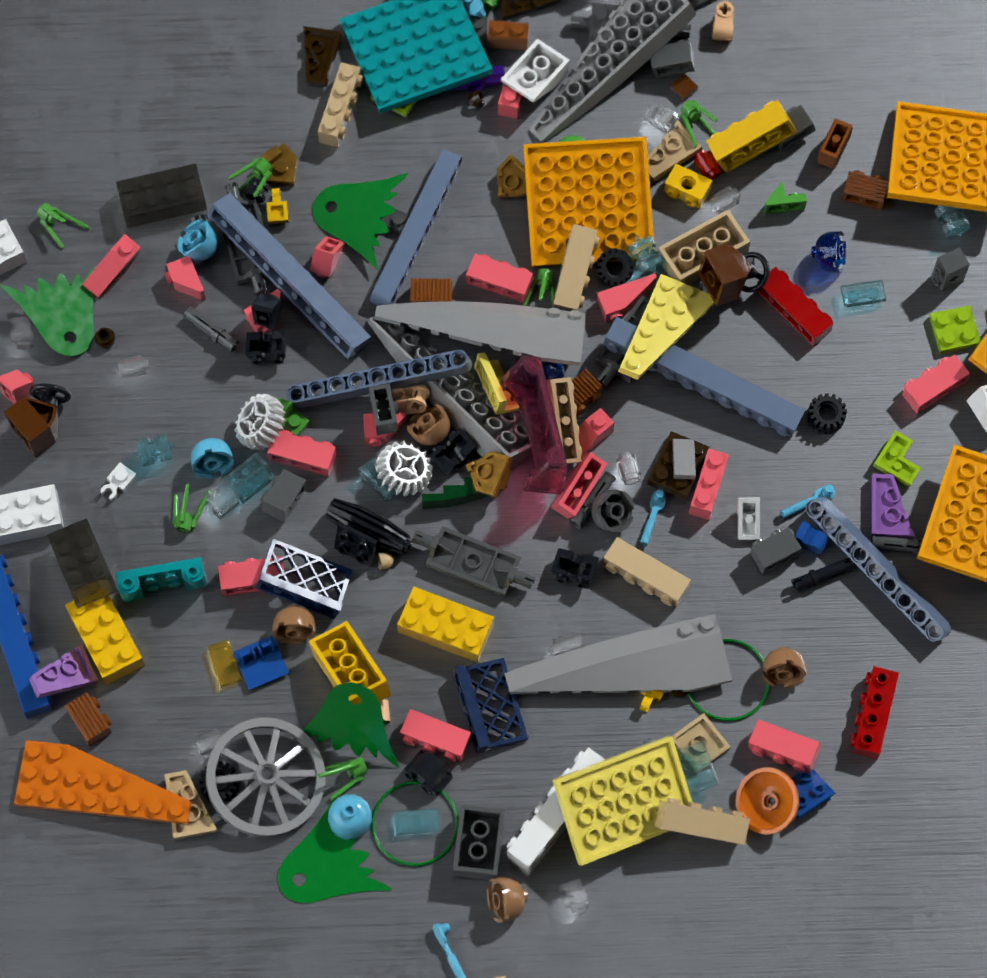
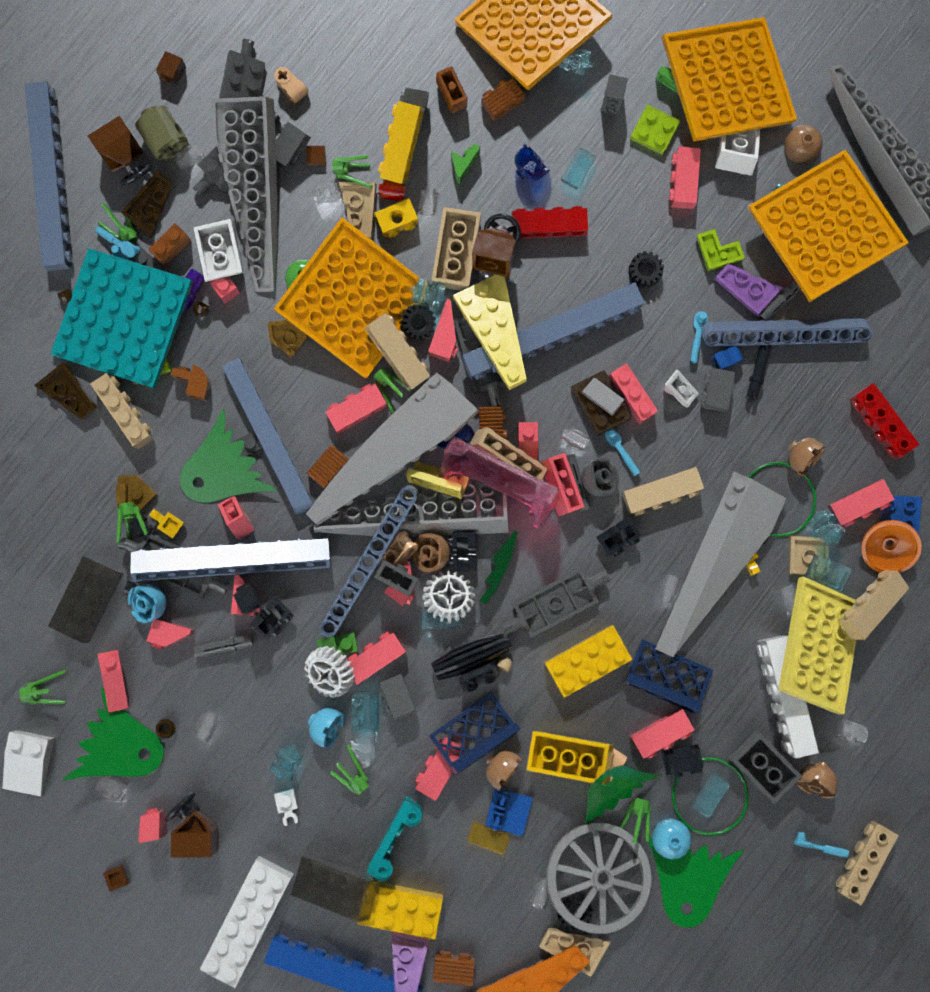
camera: 55 degrees left, 15 degrees up
(412, 143) = (198, 381): none -> dark orange brick
(490, 473) = (506, 541): pearl gold plate -> none
(736, 732) = (828, 530): none -> clear light blue wheel

